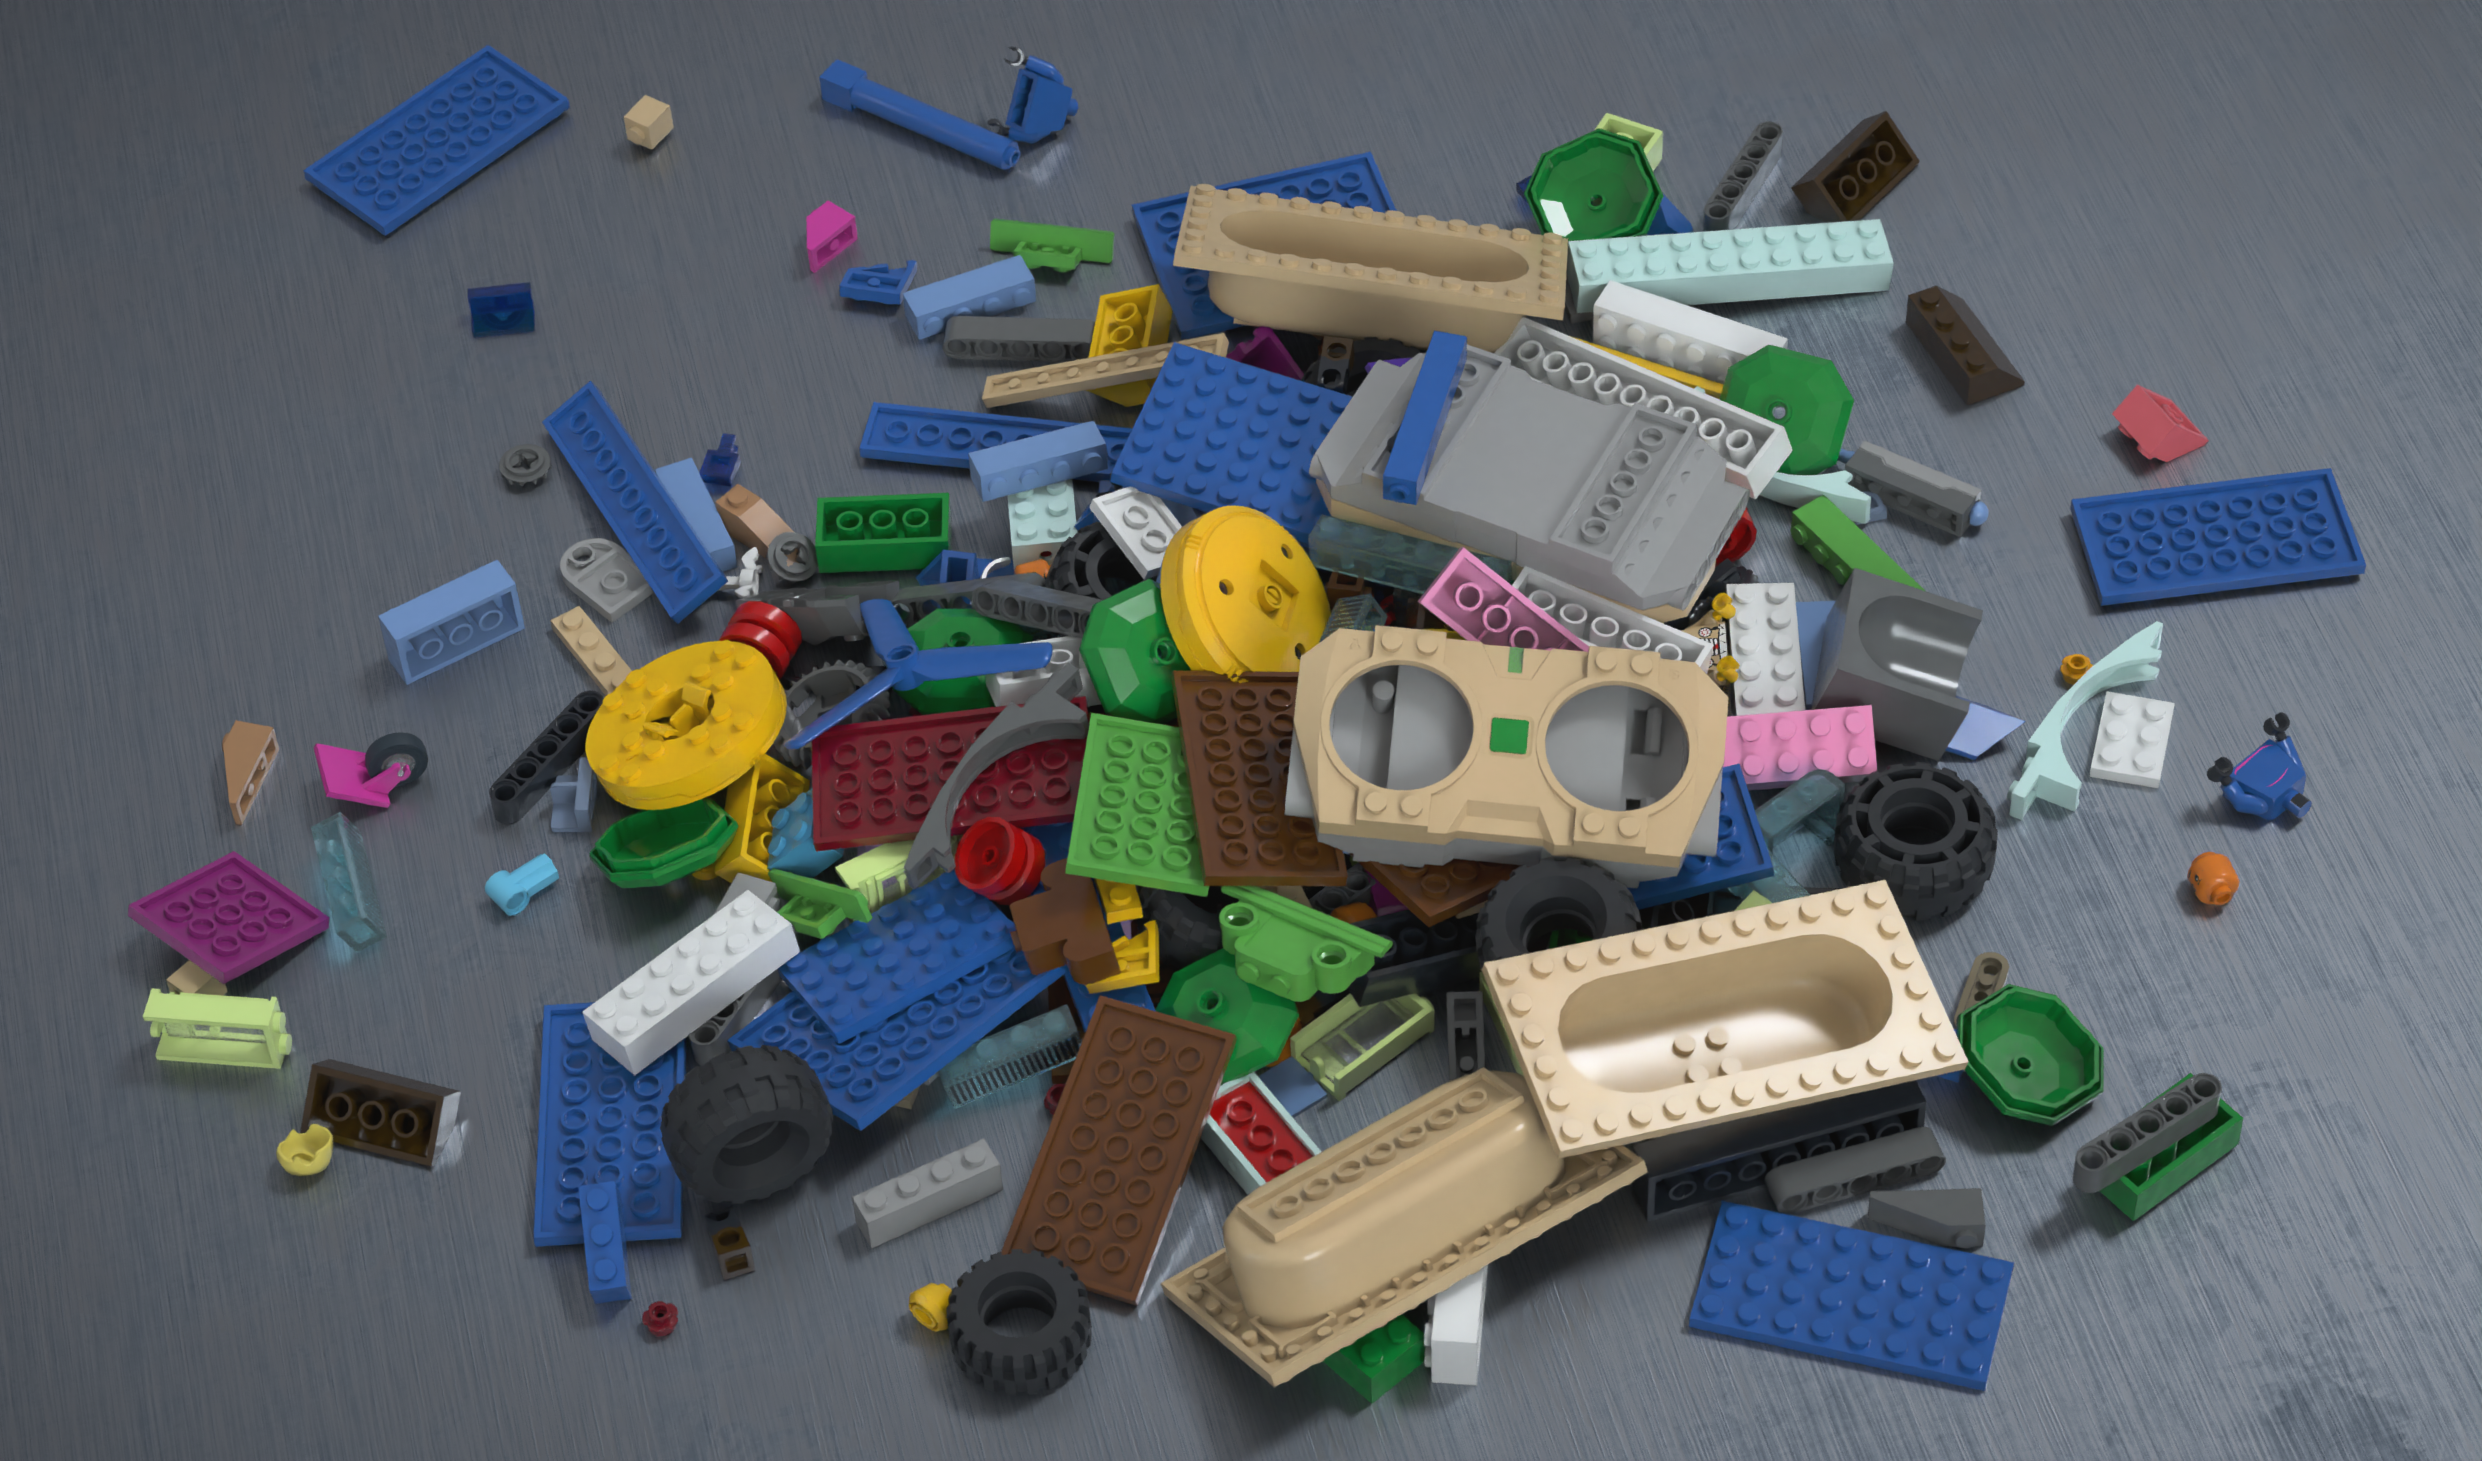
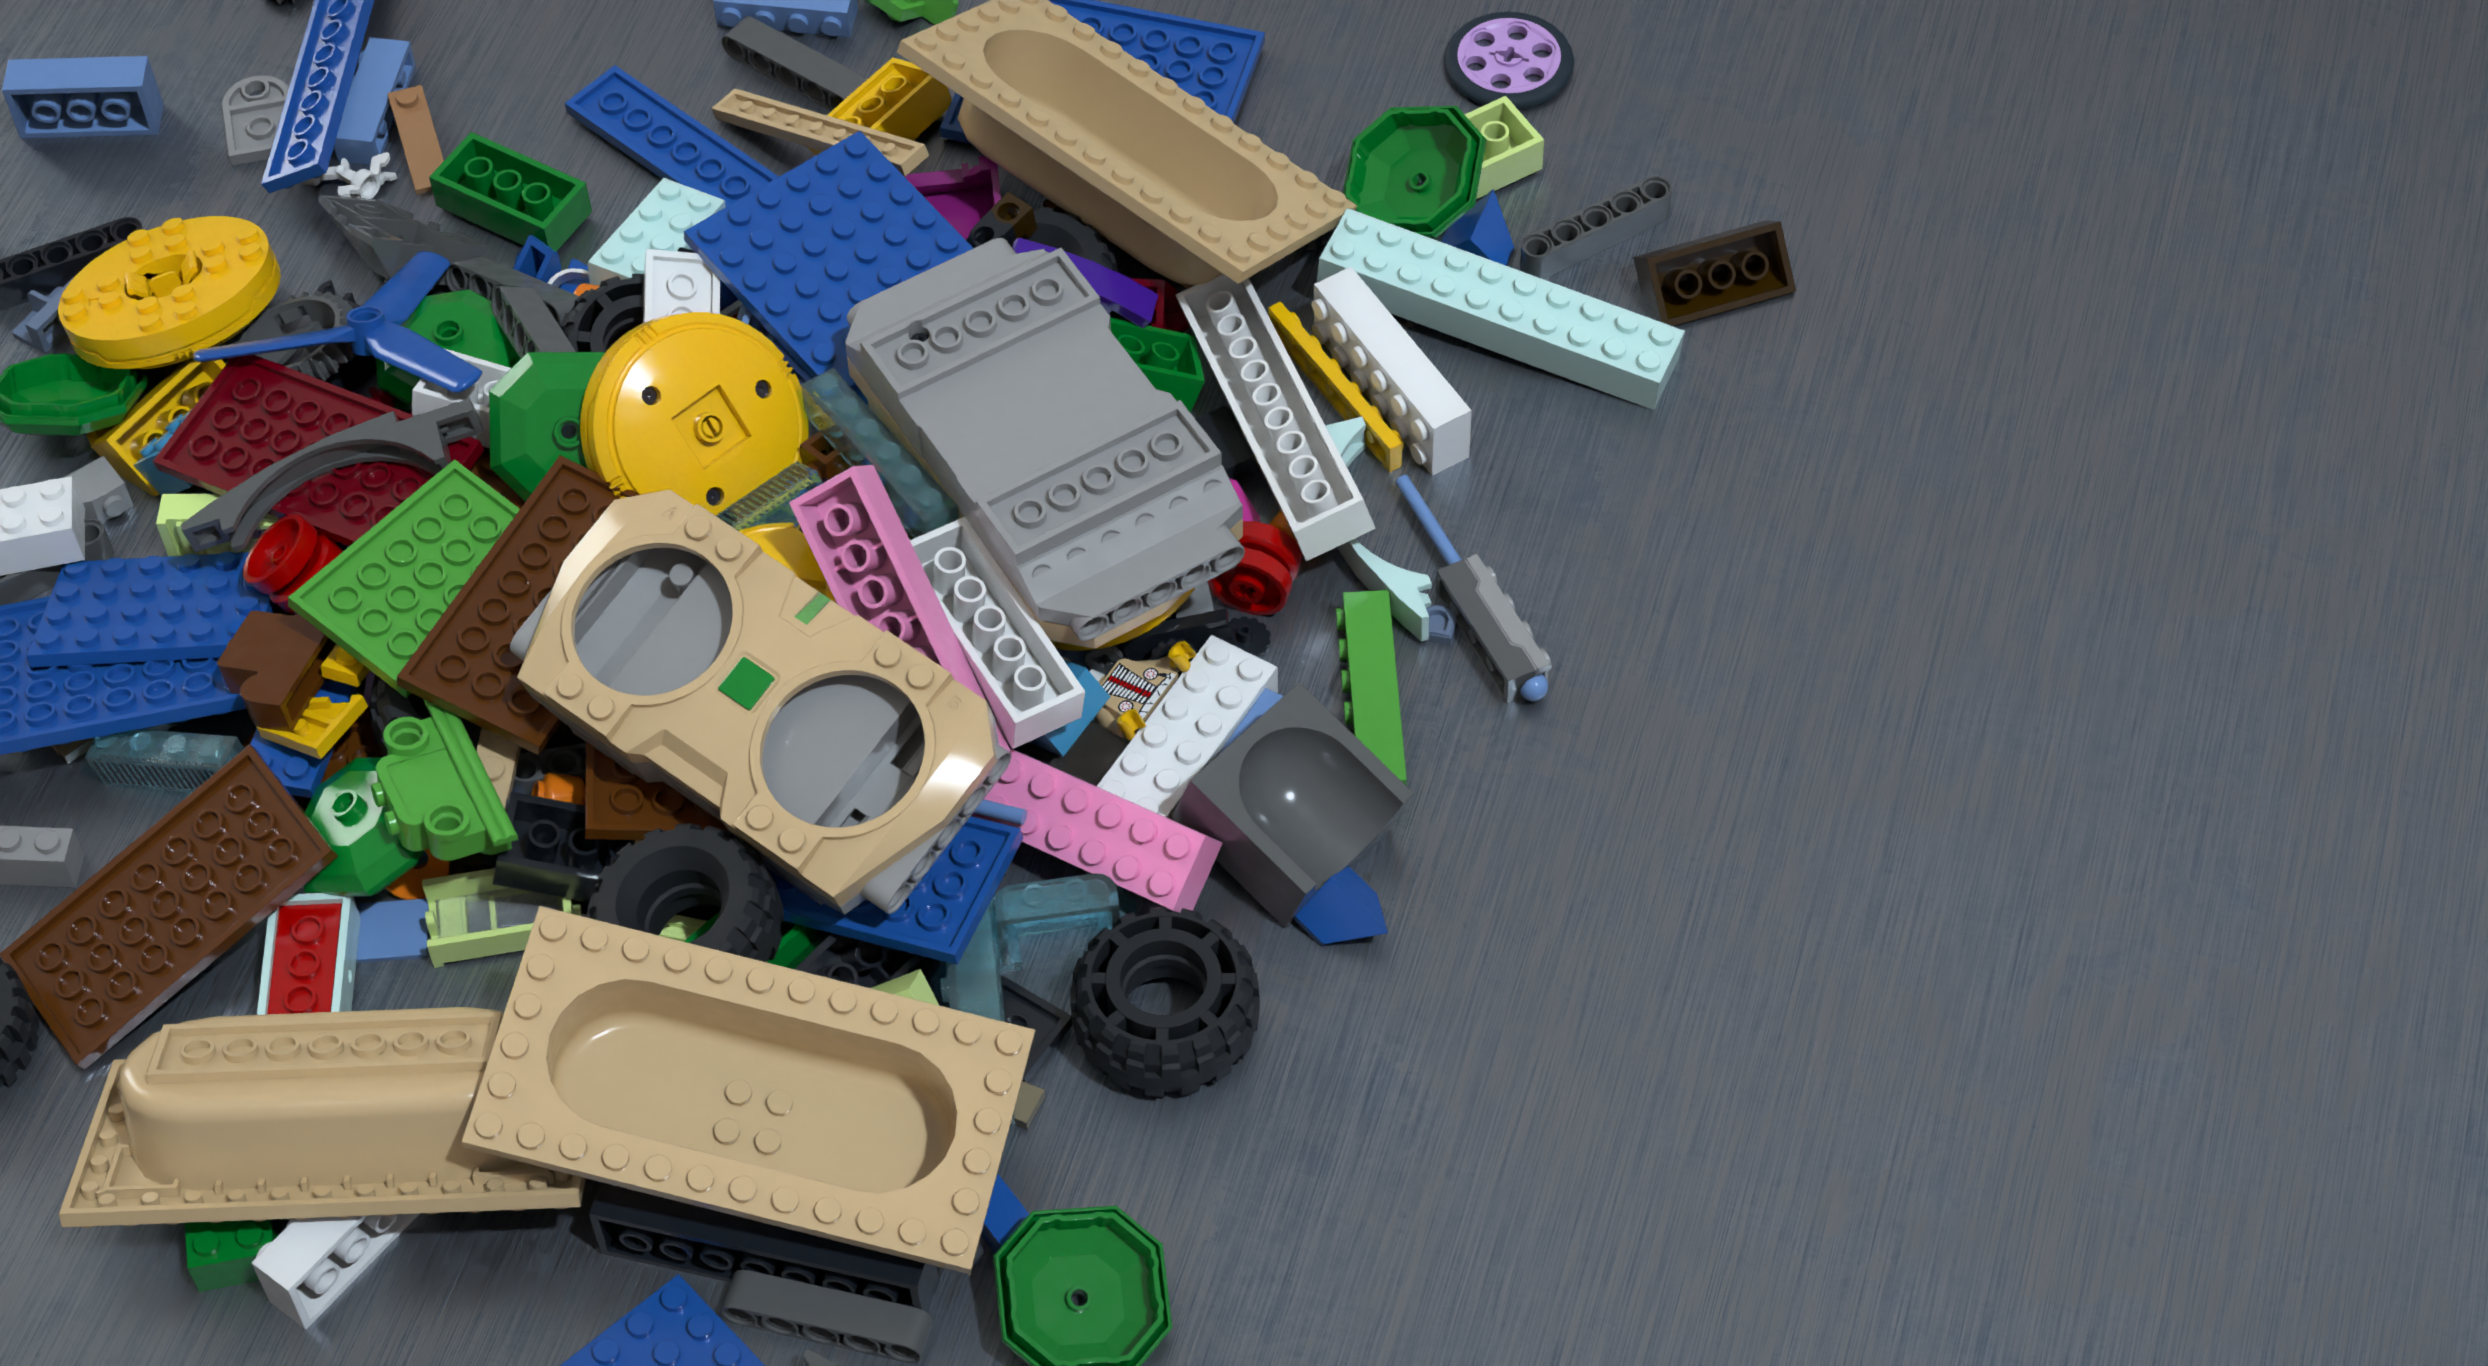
camera: 30 degrees right, 5 degrees up
(591, 649) = (189, 177): tan plate -> none
(721, 465) = (442, 61): clear blue plate -> none
(766, 630) = (308, 246): red wheel -> none
(806, 556) = (402, 176): dark grey gear -> none
(817, 906) = (134, 526): bright green bracket -> none
(1038, 461) = (669, 187): medium blue brick -> none
(1424, 418) = (954, 316): blue brick -> none
(1560, 120) = (1497, 27): none -> lavender wedge
(1813, 401) = (1438, 489): green rock -> none
(1960, 345) = (1674, 502): dark brown slope -> none
(1980, 982) = (1117, 1187): dark tan plate -> none
(2046, 768) = (1372, 995): light aqua slope -> none
(2074, 667) = (1499, 912): light orange plate -> none
(2132, 739) = (1492, 1010): white plate -> none
(2157, 425) = (1799, 687): coral slope -> none
(2213, 878) = (1440, 1205): orange head -> none
(2217, 536) = (1761, 838): blue plate -> none
(2267, 778) = (1584, 1128): blue torso -> none

